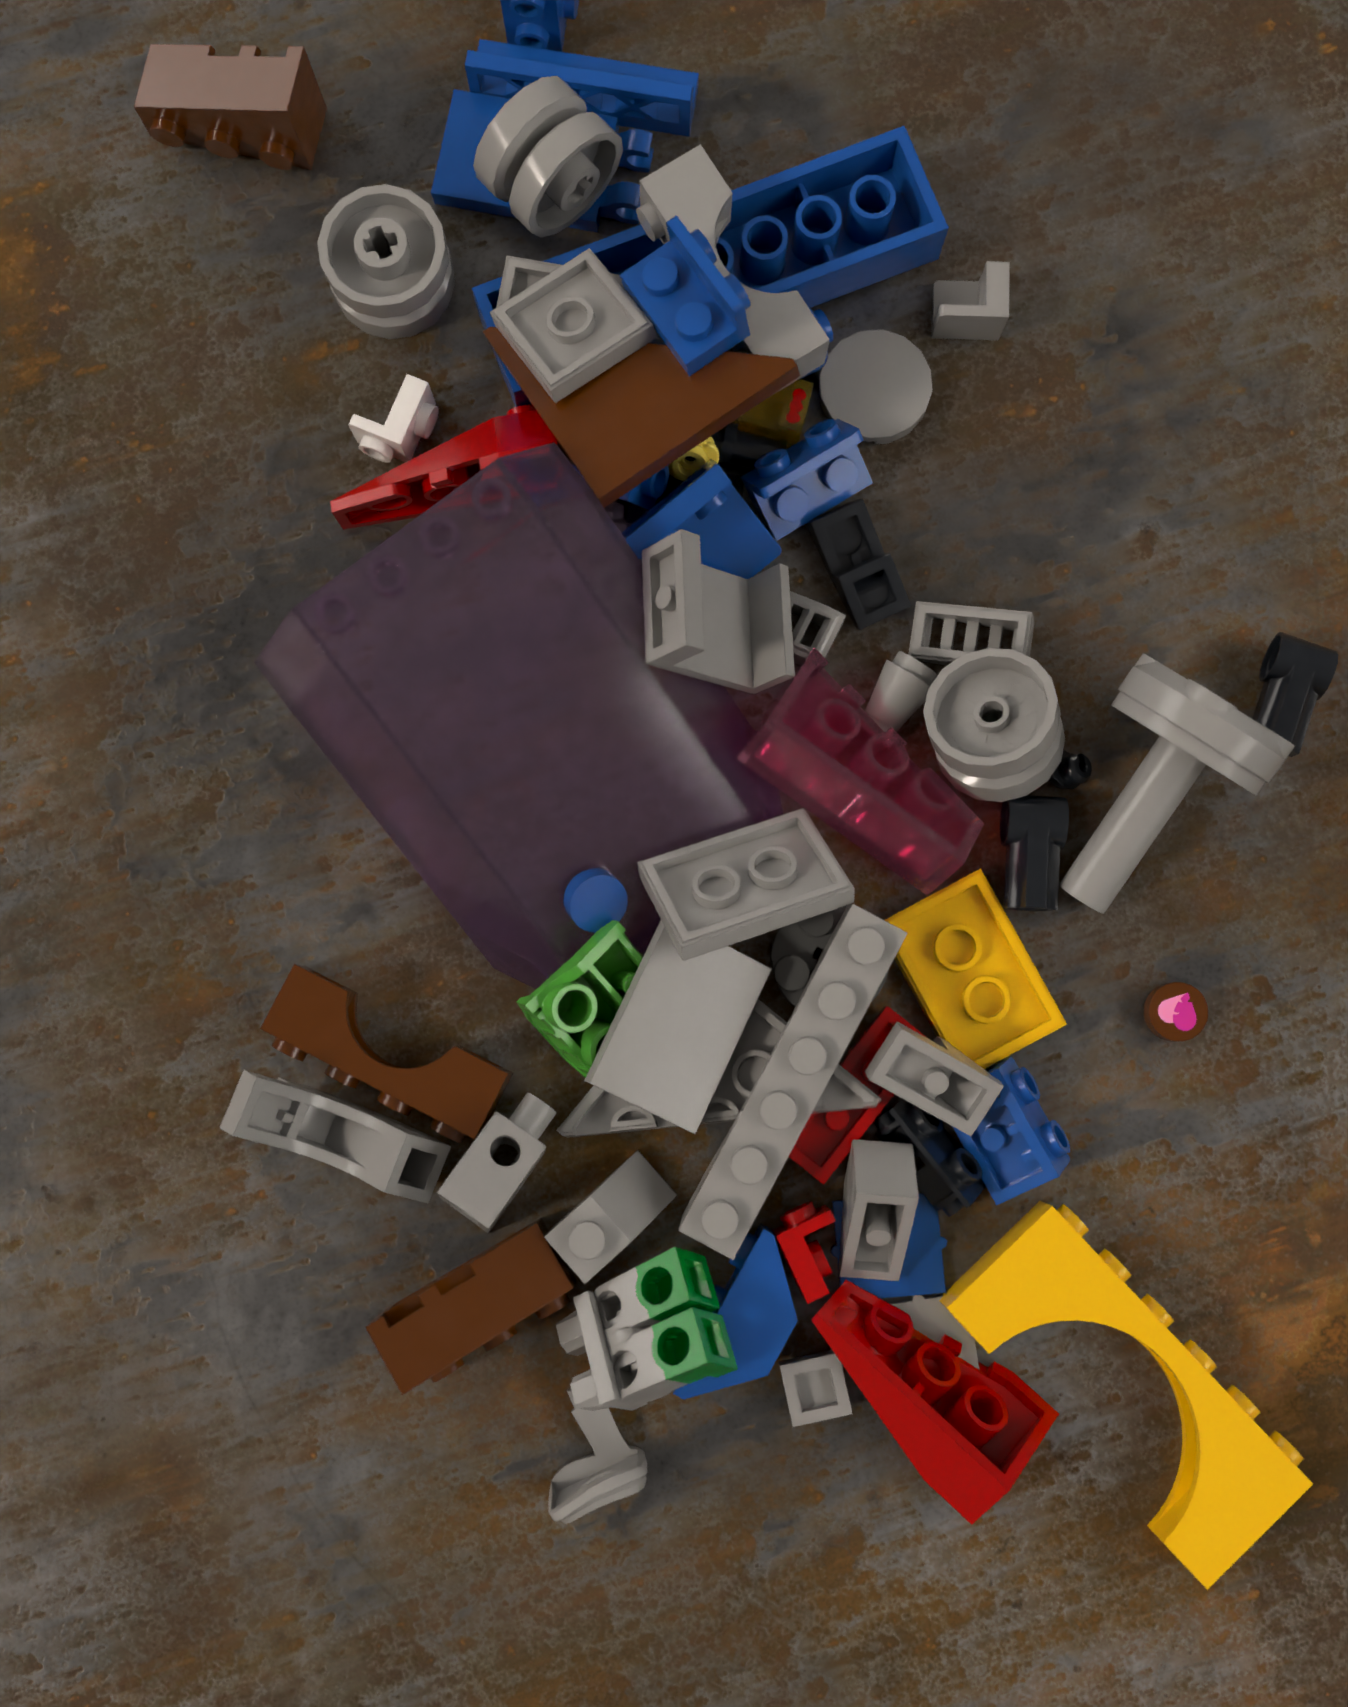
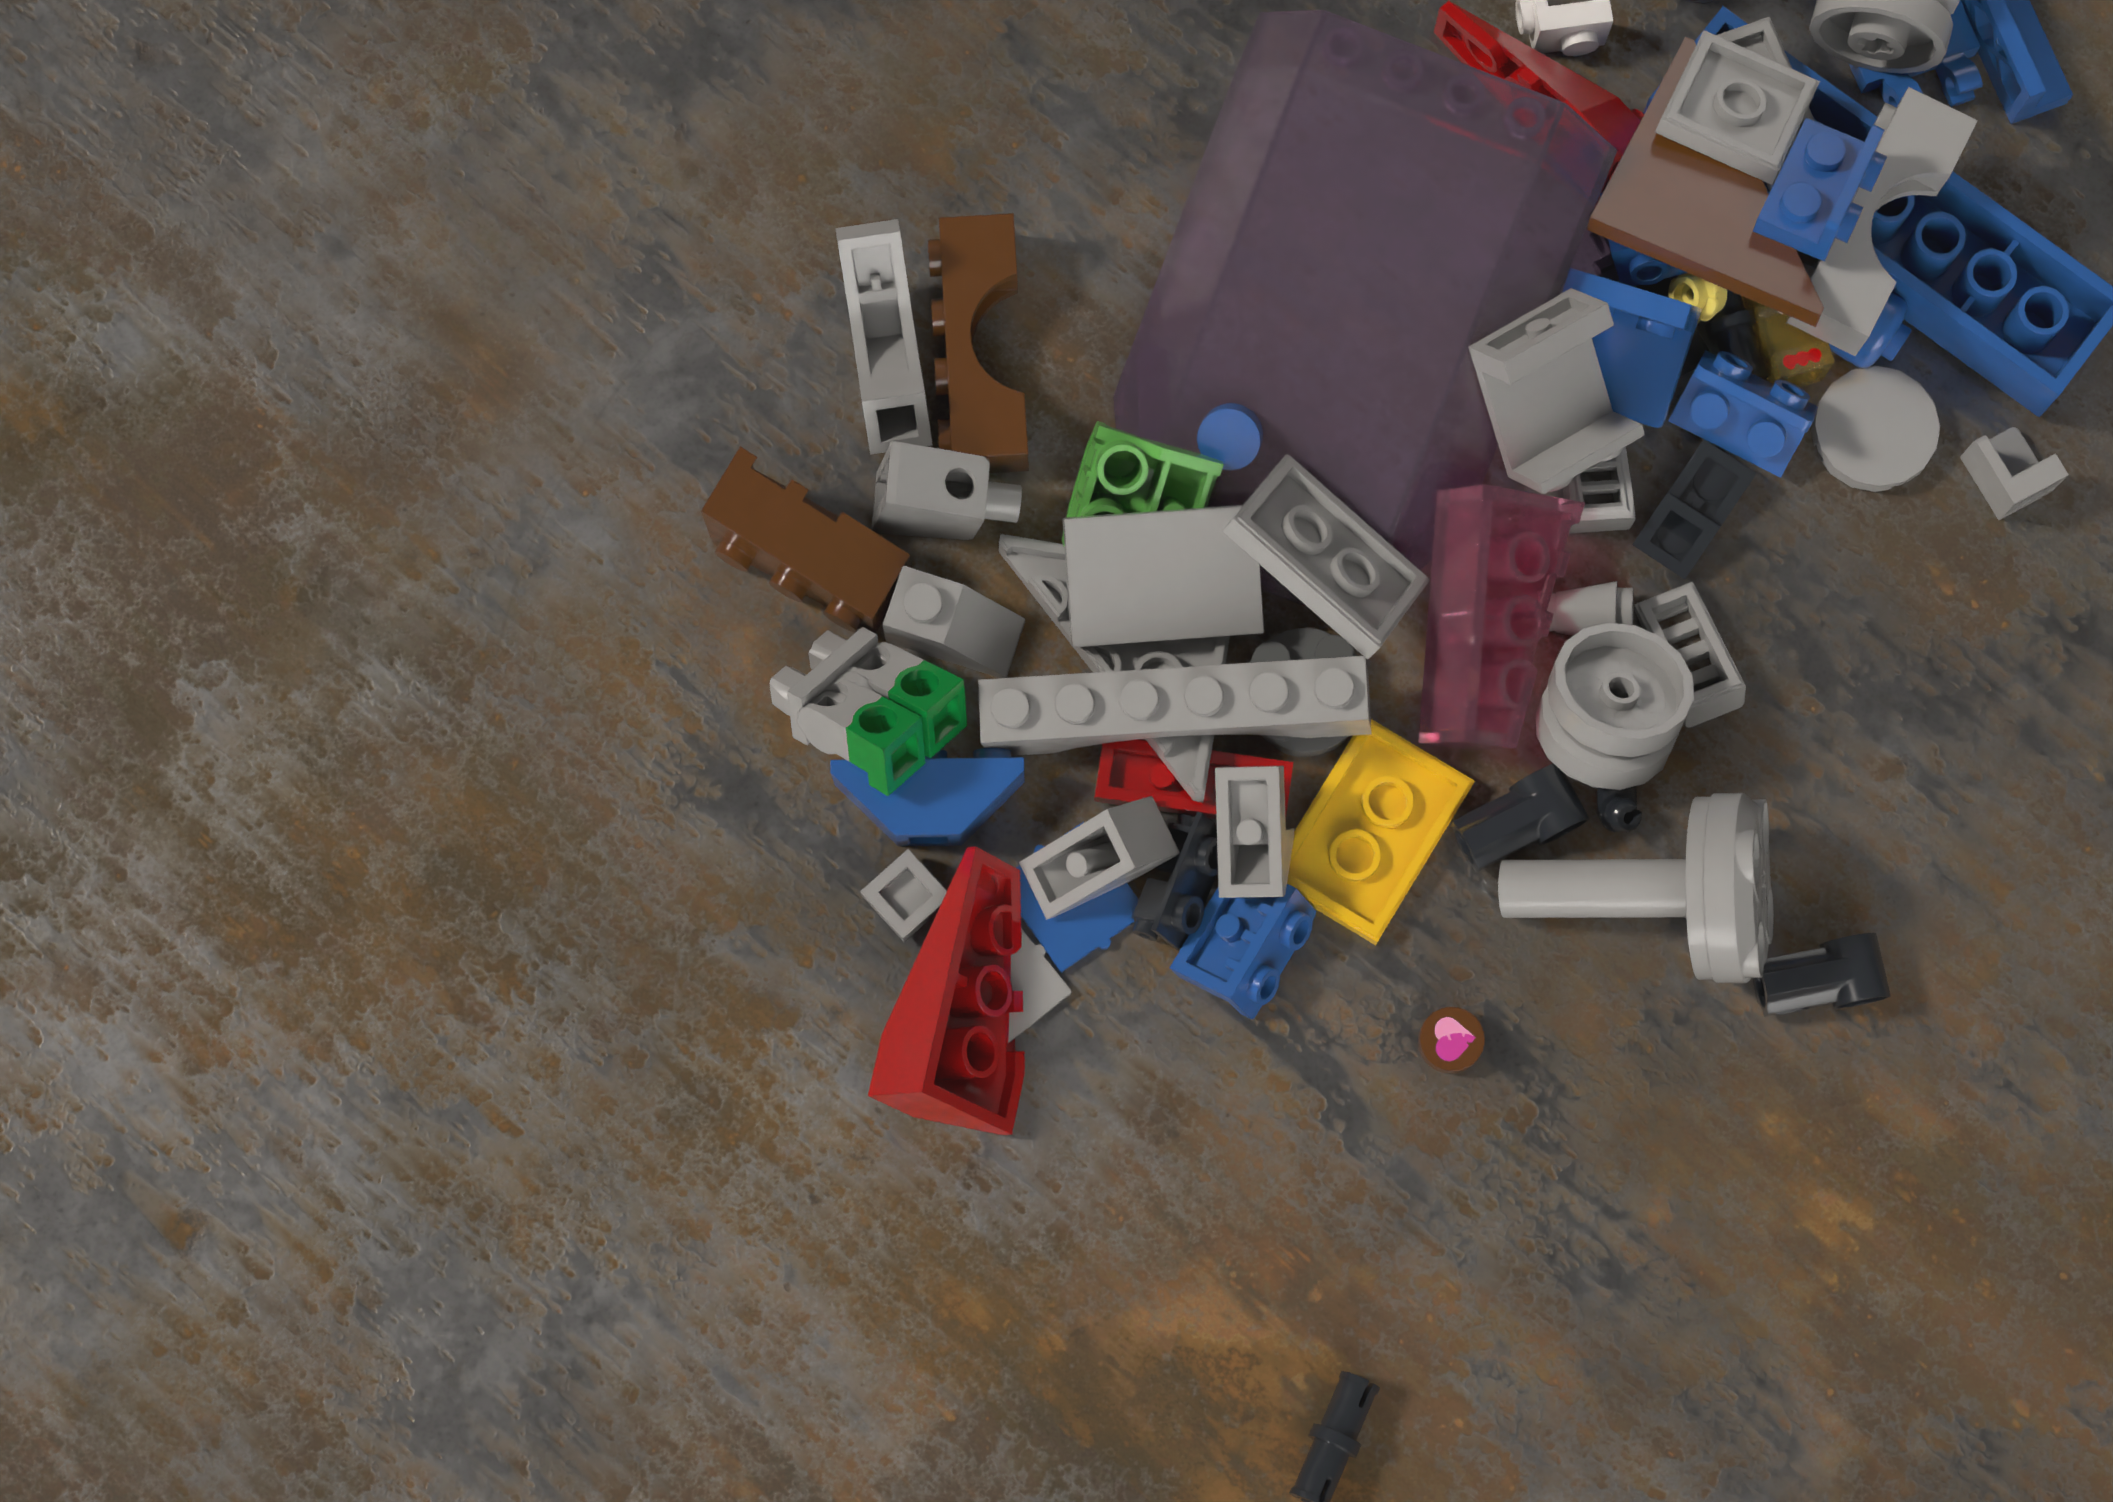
camera: 60 degrees right, 5 degrees down
(598, 1478) = (732, 752): light grey piece -> none
(805, 1260) = (1014, 819): red bracket -> none
(1230, 1471) = (1136, 1052): yellow arch -> none

